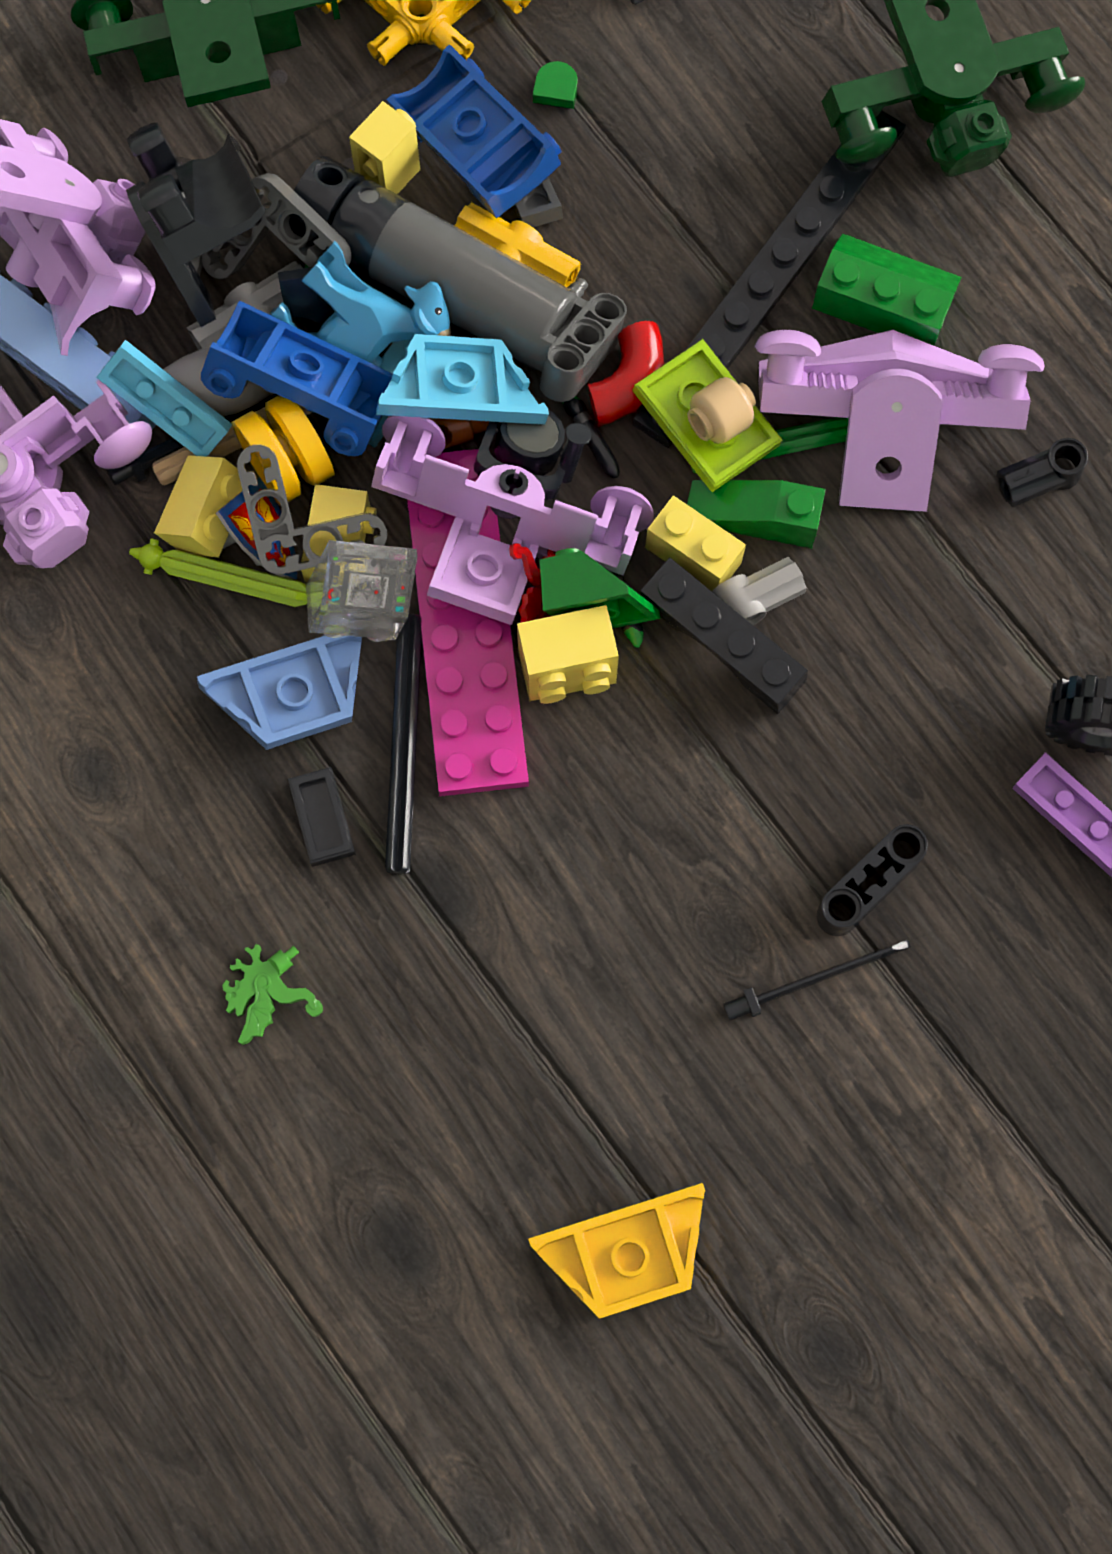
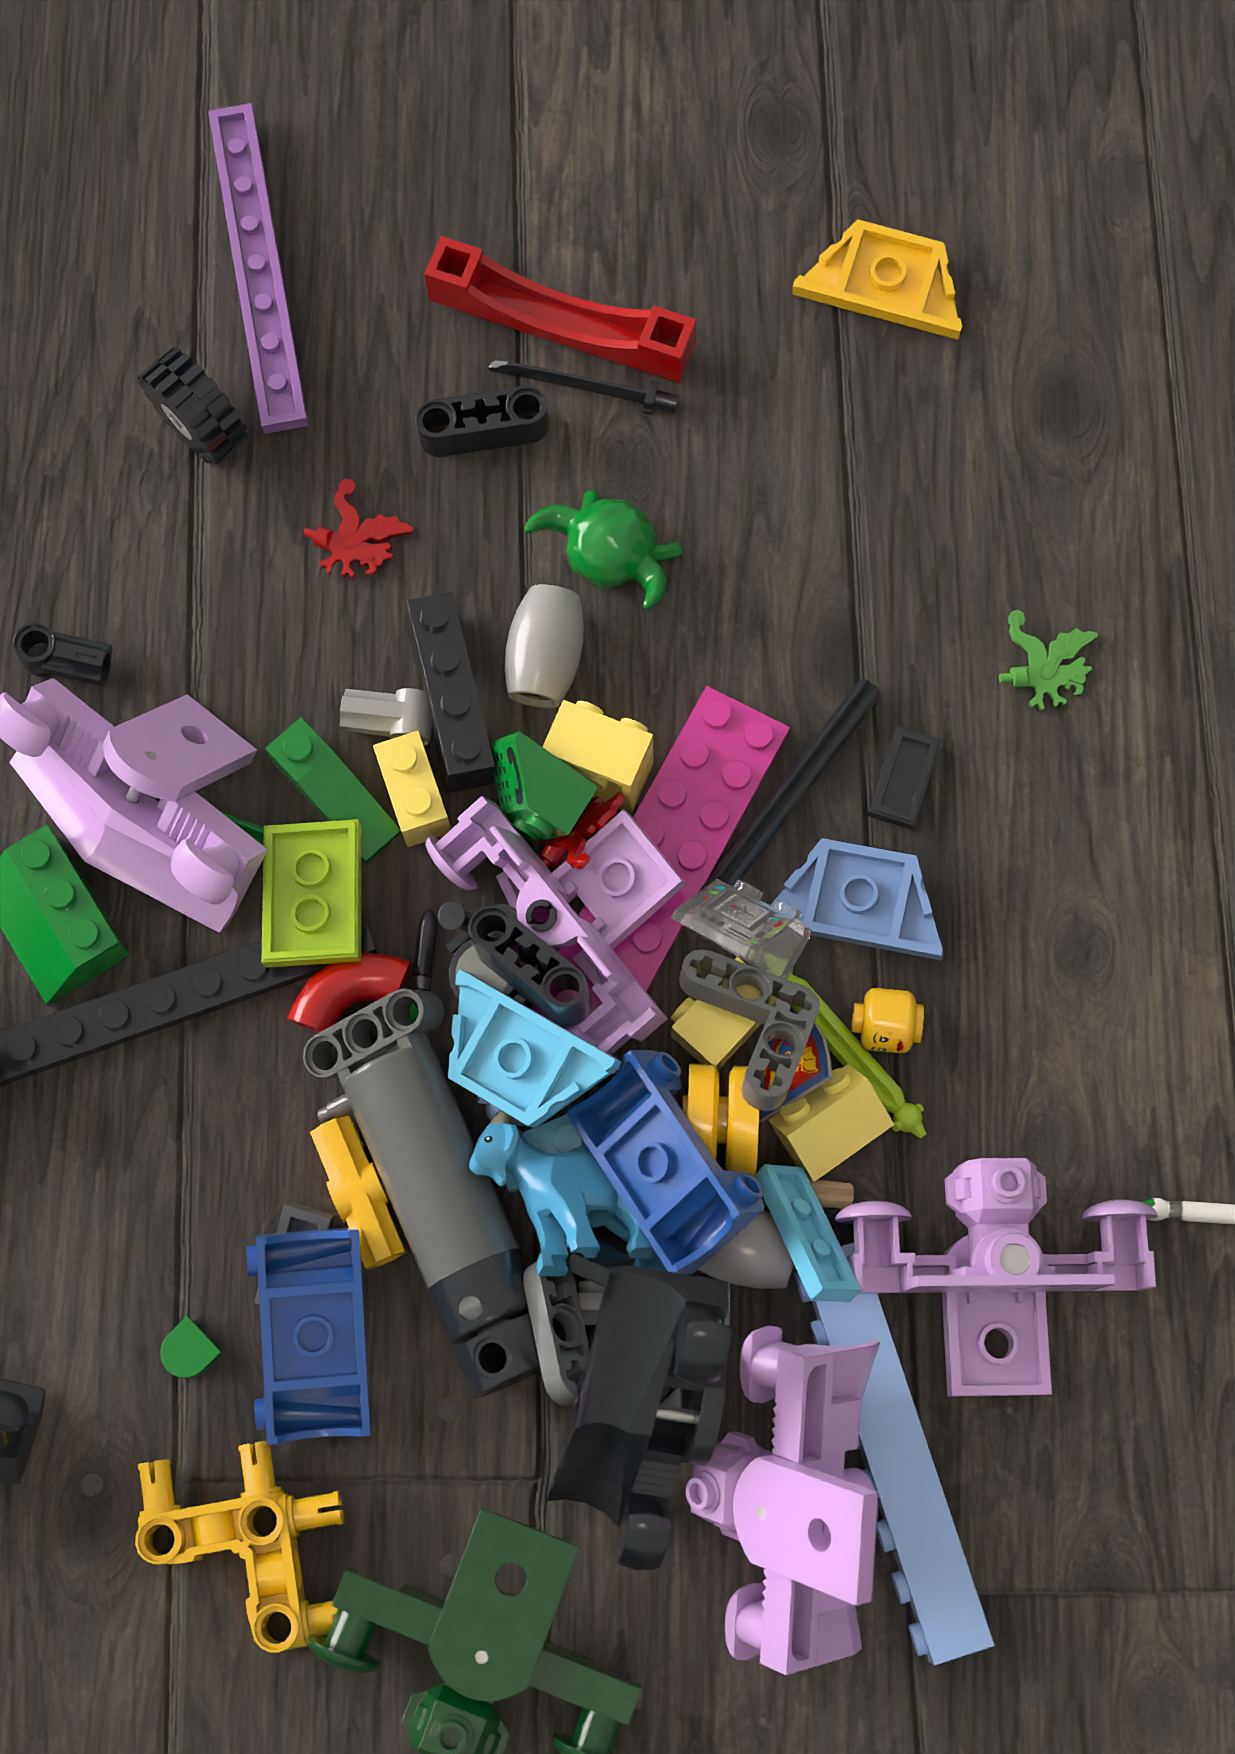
camera: 140 degrees left, 0 degrees up
(209, 610) = (888, 1020): none -> yellow head
(386, 148) = (410, 1371): light yellow brick -> none
(505, 427) = (555, 969): none -> black beam
(677, 720) = (544, 646): none -> light grey piece
(687, 840) = (609, 544): none -> green piece
(721, 410) = (301, 868): tan head -> none
(881, 1019) = (641, 339): none -> red arch
(902, 715) = (350, 540): none -> red piece

